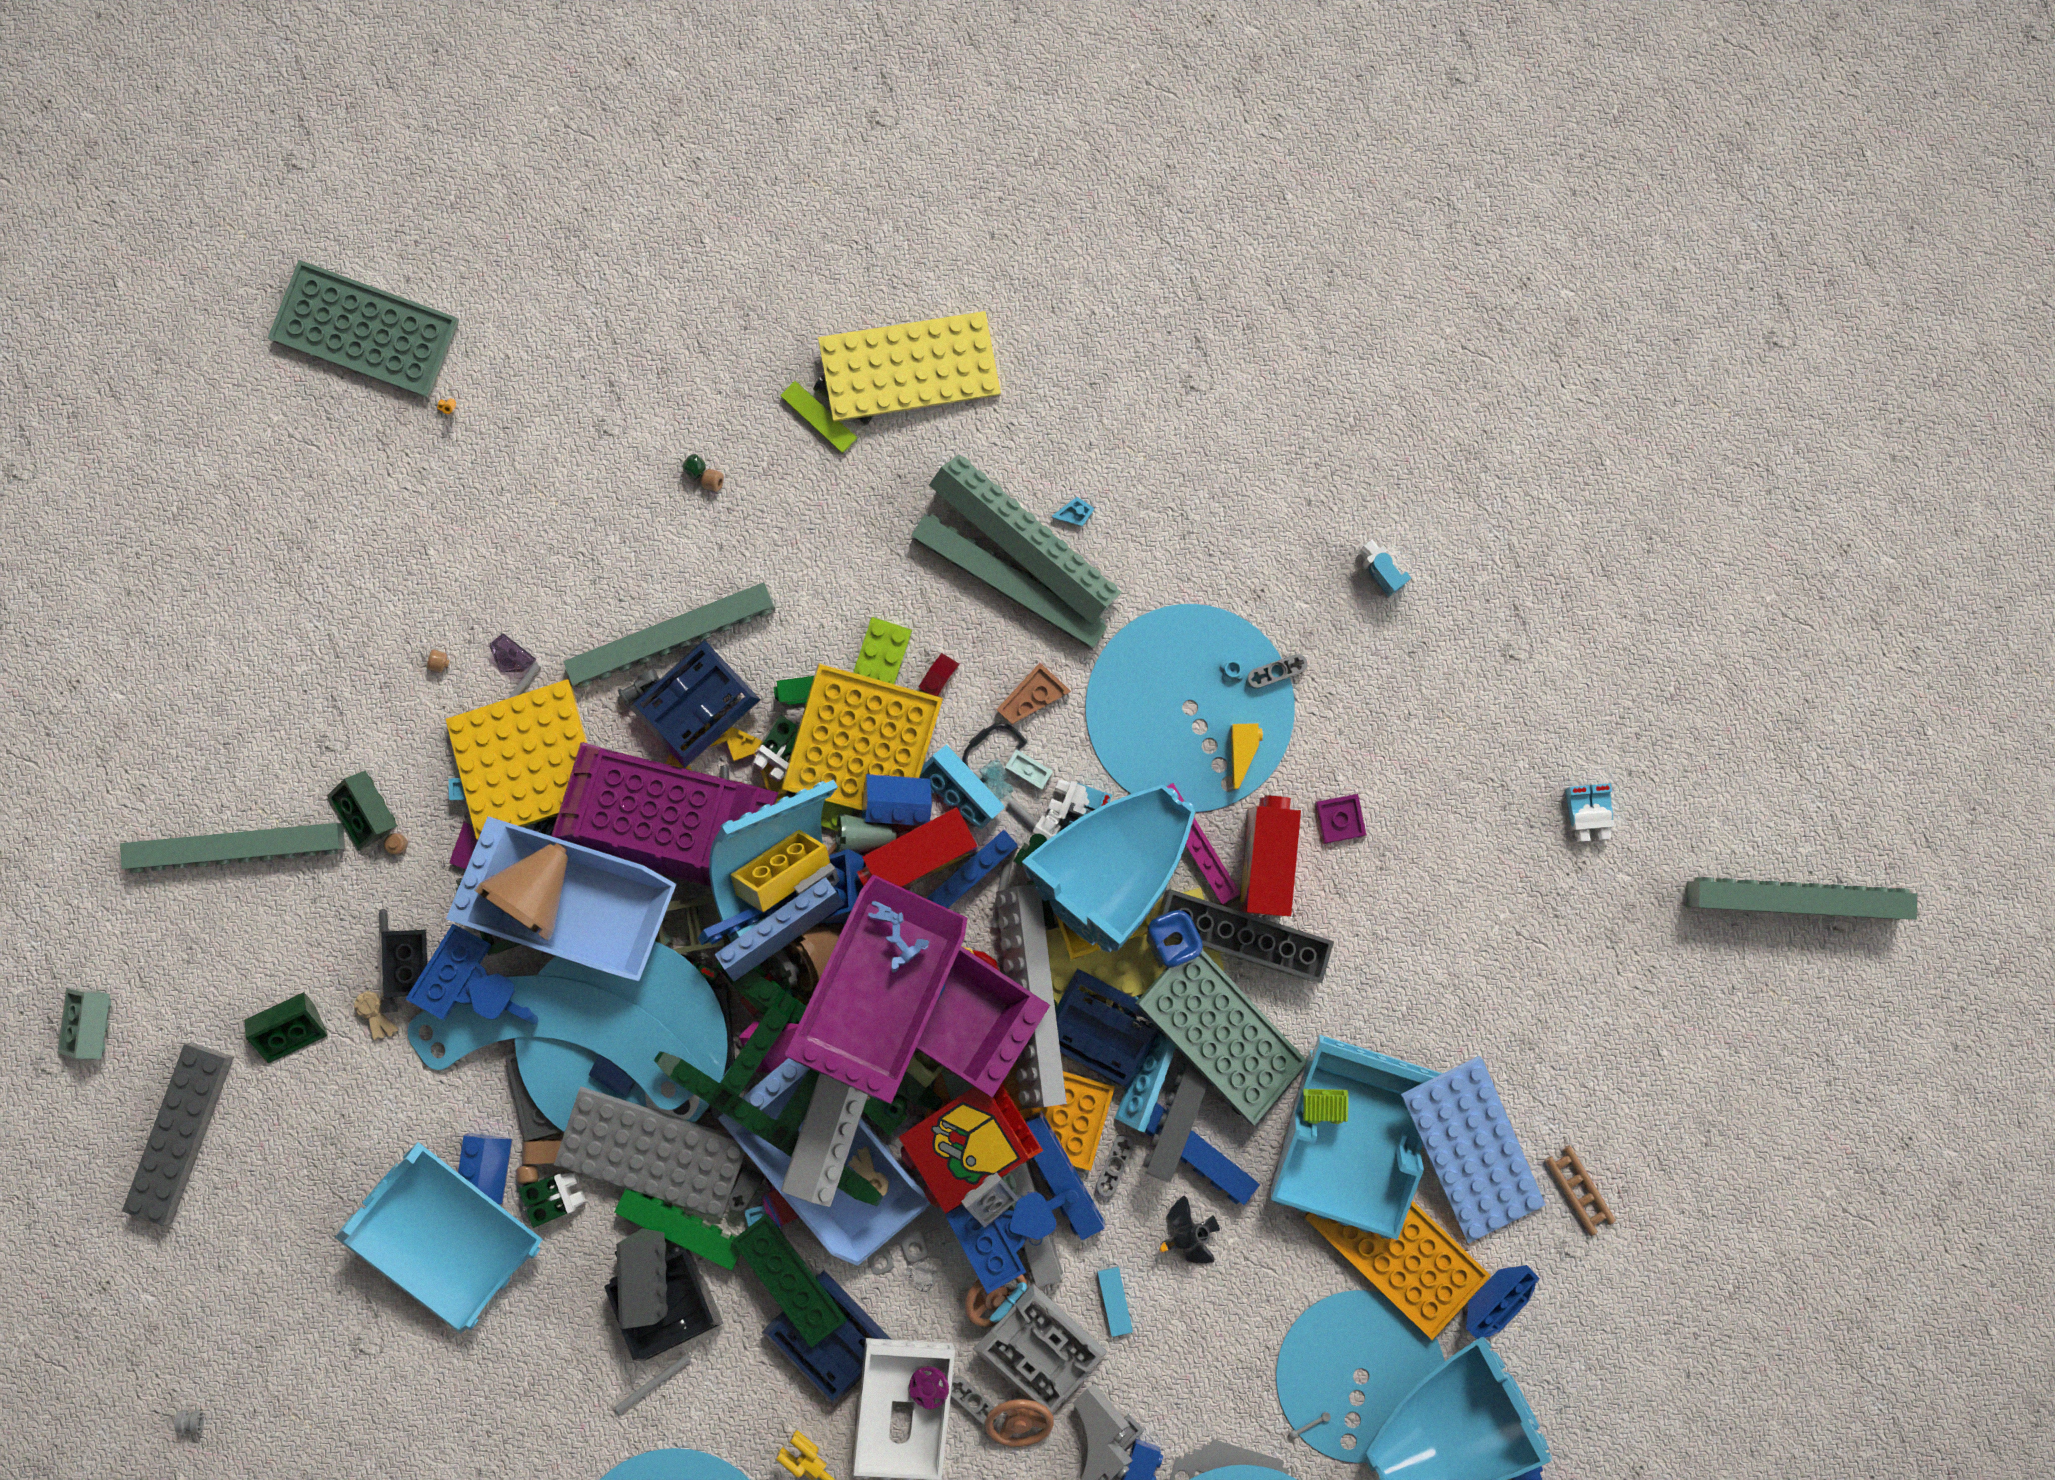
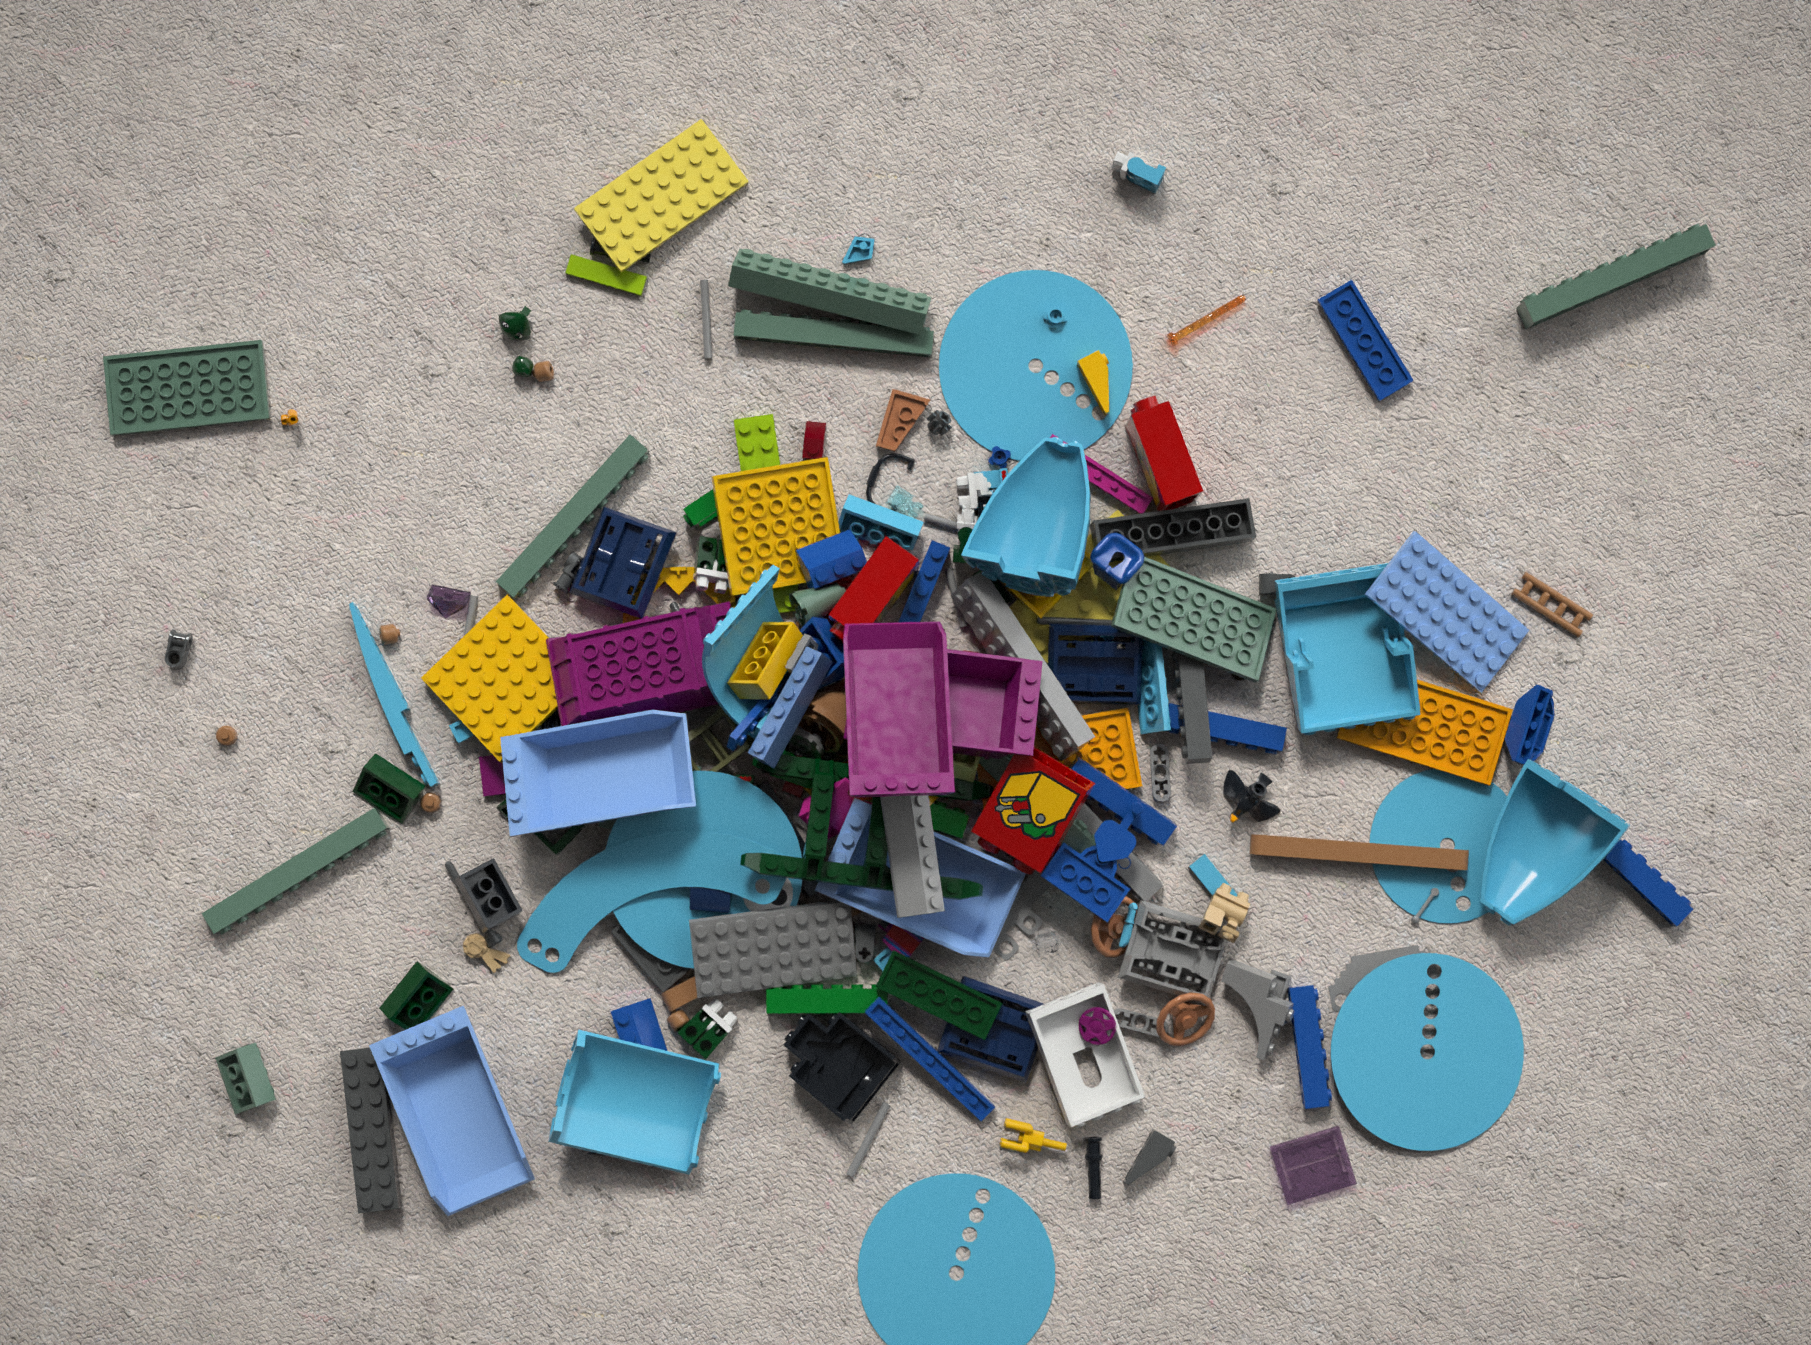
camera: 25 degrees left, 0 degrees up
(230, 575) = (178, 647): none -> dark grey piece
(233, 682) = (226, 735): none -> medium nougat piece
(259, 1158) = (452, 1111): none -> light blue piece
(408, 722) = (391, 697): none -> medium azure slope
(458, 977) = (540, 882): blue plate -> none
(530, 889) = (568, 778): medium nougat cone -> none
(641, 1279) = (818, 1052): dark grey slope -> none
(707, 422) = (515, 324): none -> dark green piece
(750, 1336) = (929, 1059): none -> blue plate
(867, 1170) = (957, 871): tan piece -> none
(887, 915) = (874, 649): medium blue piece -> none
(893, 506) = (706, 319): none -> light grey bar
(896, 1108) = (955, 810): dark green piece -> none
(989, 1199) = (1071, 841): light grey plate -> none
(1029, 769) = (927, 481): light aqua plate -> none
(1068, 717) = (939, 422): none -> dark grey gear
(1103, 977) = (1059, 620): none -> dark grey piece
(1104, 779) = (1005, 454): none -> blue plate
(1113, 1332) = (1225, 906): none -> tan hips
(1271, 1341) = (1359, 852): none -> medium nougat beam
(1290, 660) = (1099, 285): light grey beam -> none
(1312, 1030) = (1267, 582): none -> dark grey piece
(1325, 1105) = (1308, 634): lime brick -> none
(1340, 818) = (1205, 396): magenta tile -> none
(1376, 744) = (1173, 338): none -> clear orange bar
(1523, 841) = (1365, 340): none -> blue plate
(1590, 809) = (1408, 287): hips -> none

